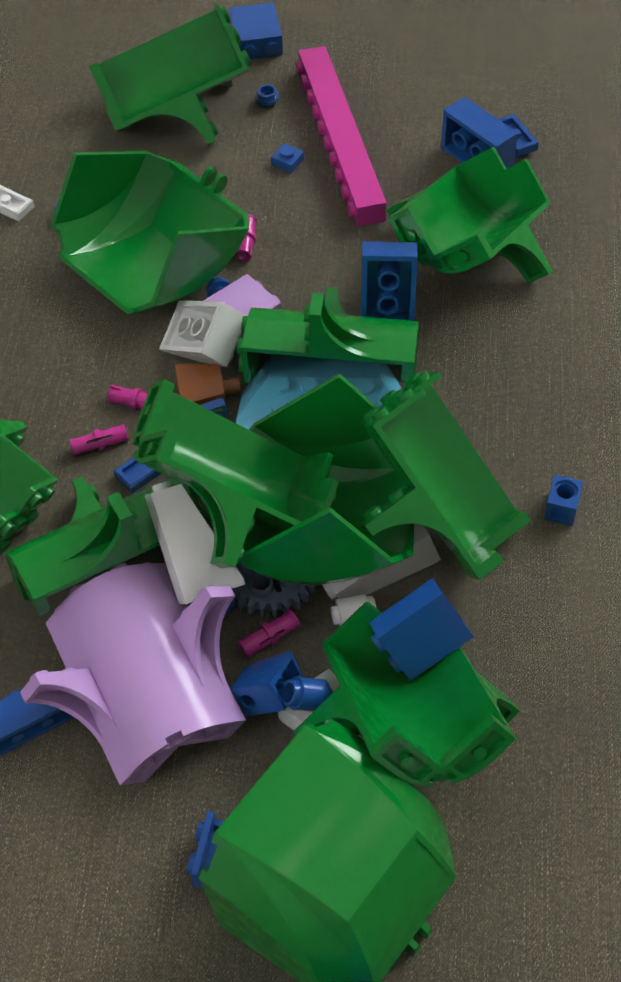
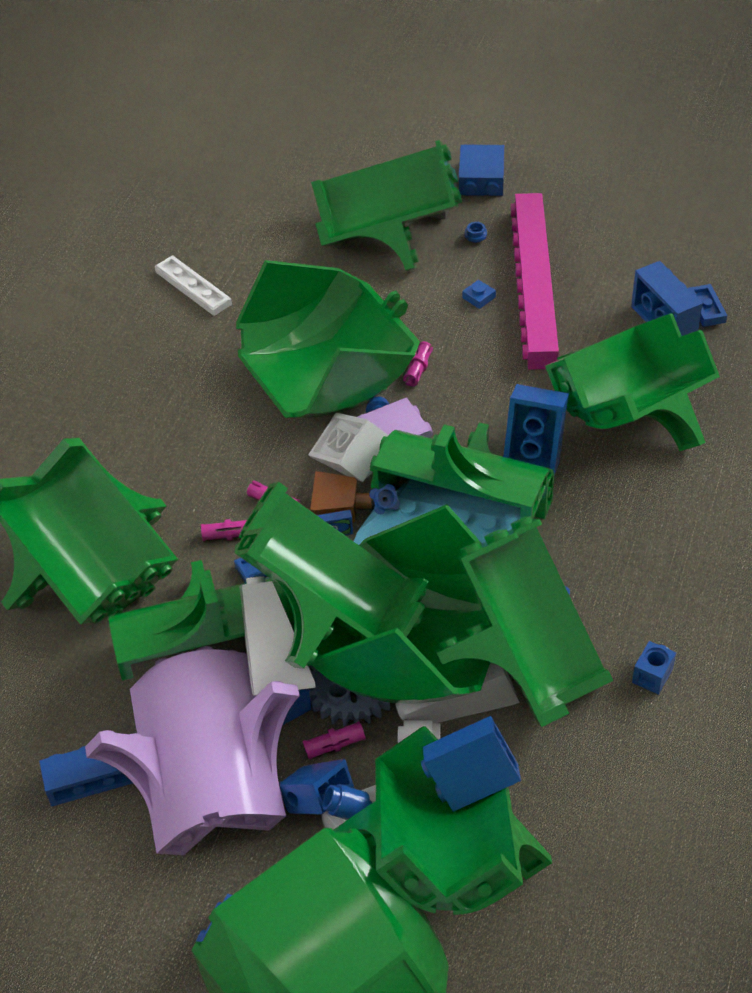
camera: 15 degrees right, 5 degrees down
(264, 377) = (388, 492): none -> blue plate

